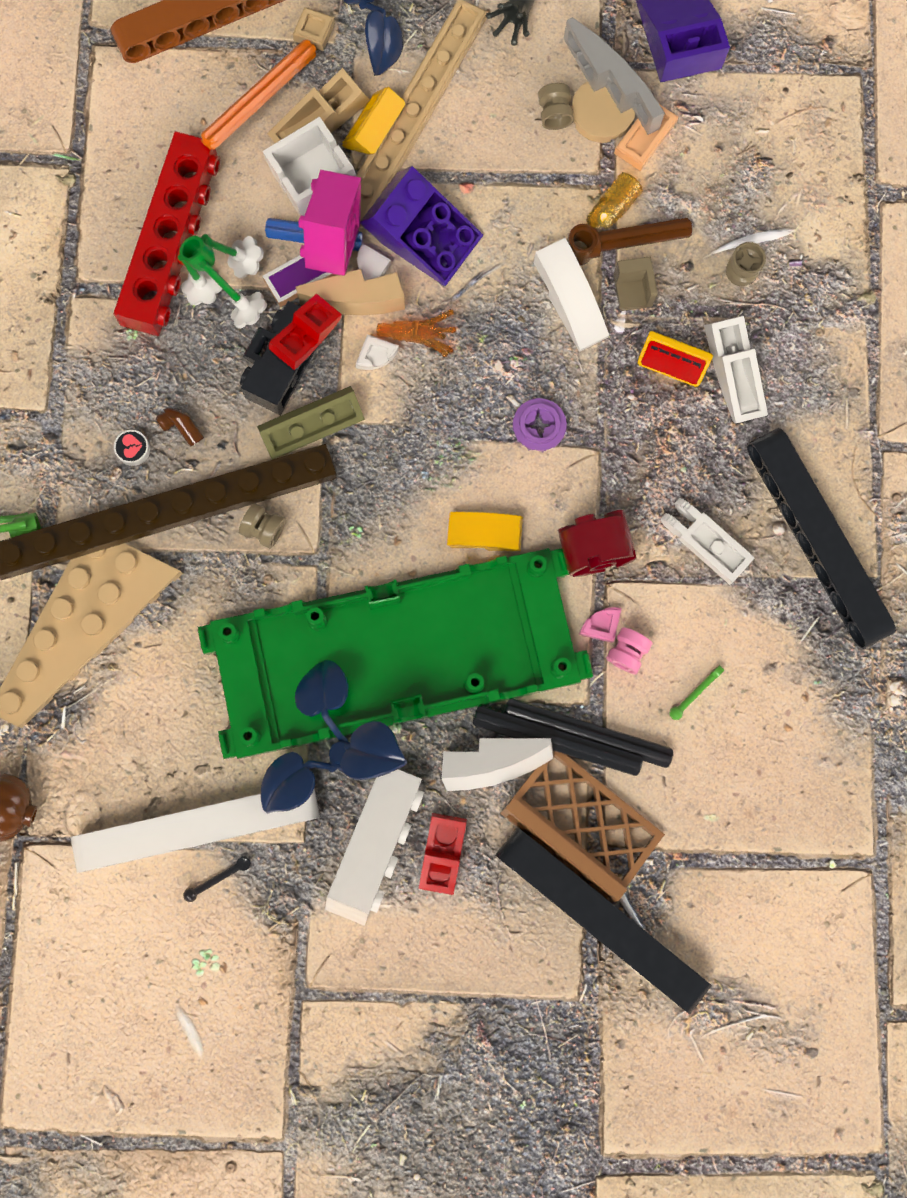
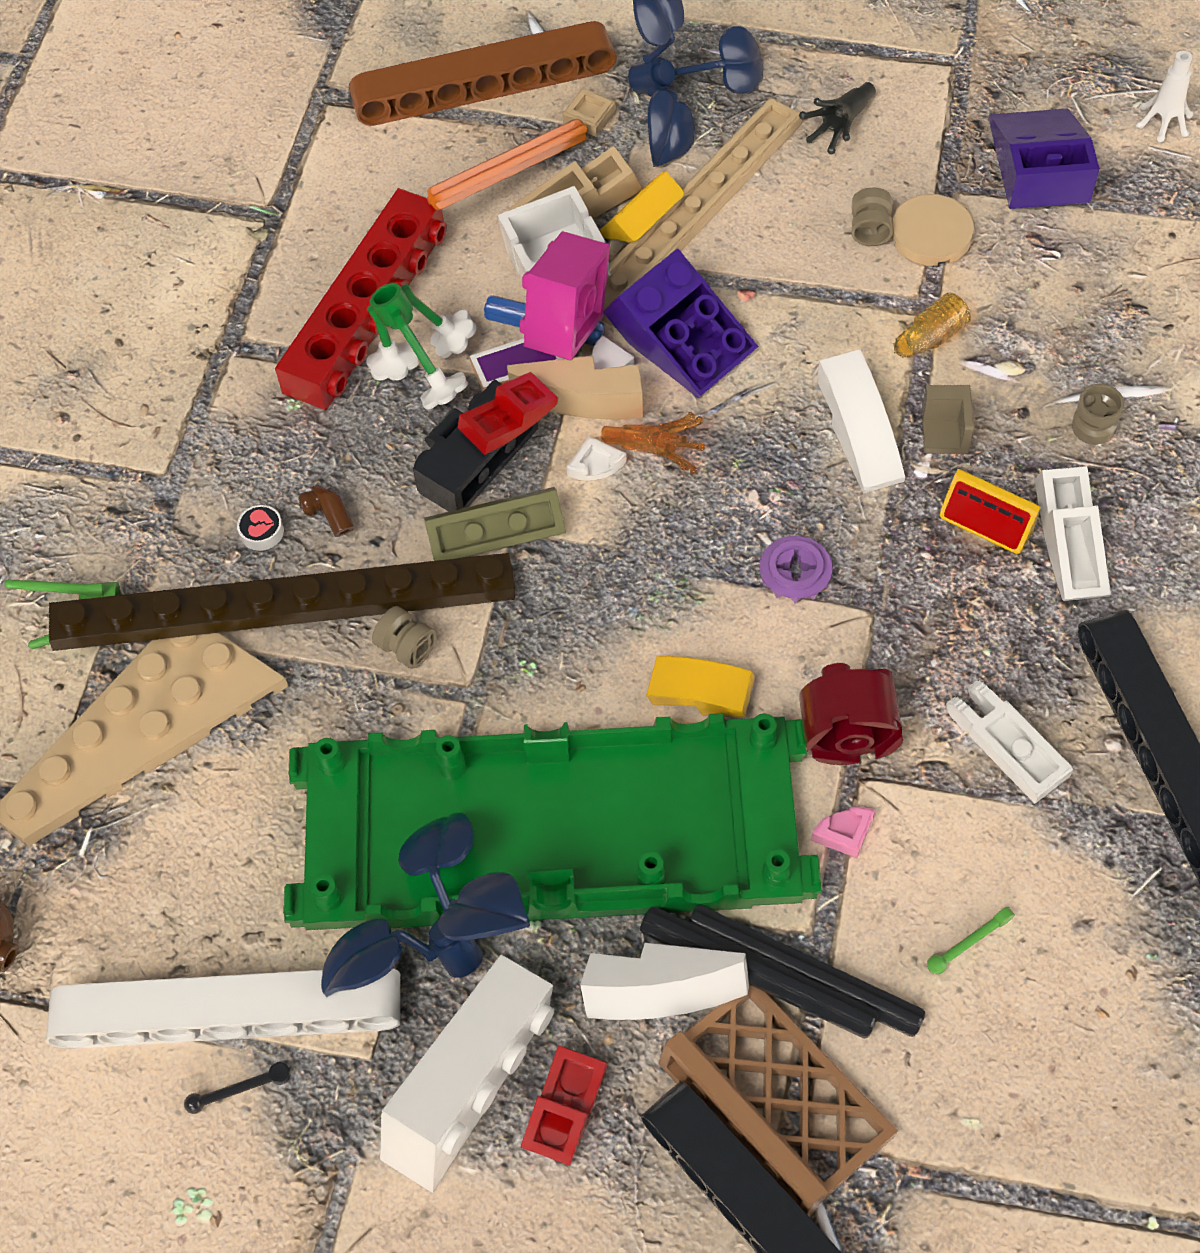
camera: 20 degrees right, 20 degrees down
(608, 69) = (945, 182): light grey slope -> none
(625, 237) = (893, 367): reddish brown axle -> none
(629, 650) = (878, 865): bright pink wheel -> none
(638, 146) = (984, 262): light nougat tile -> none

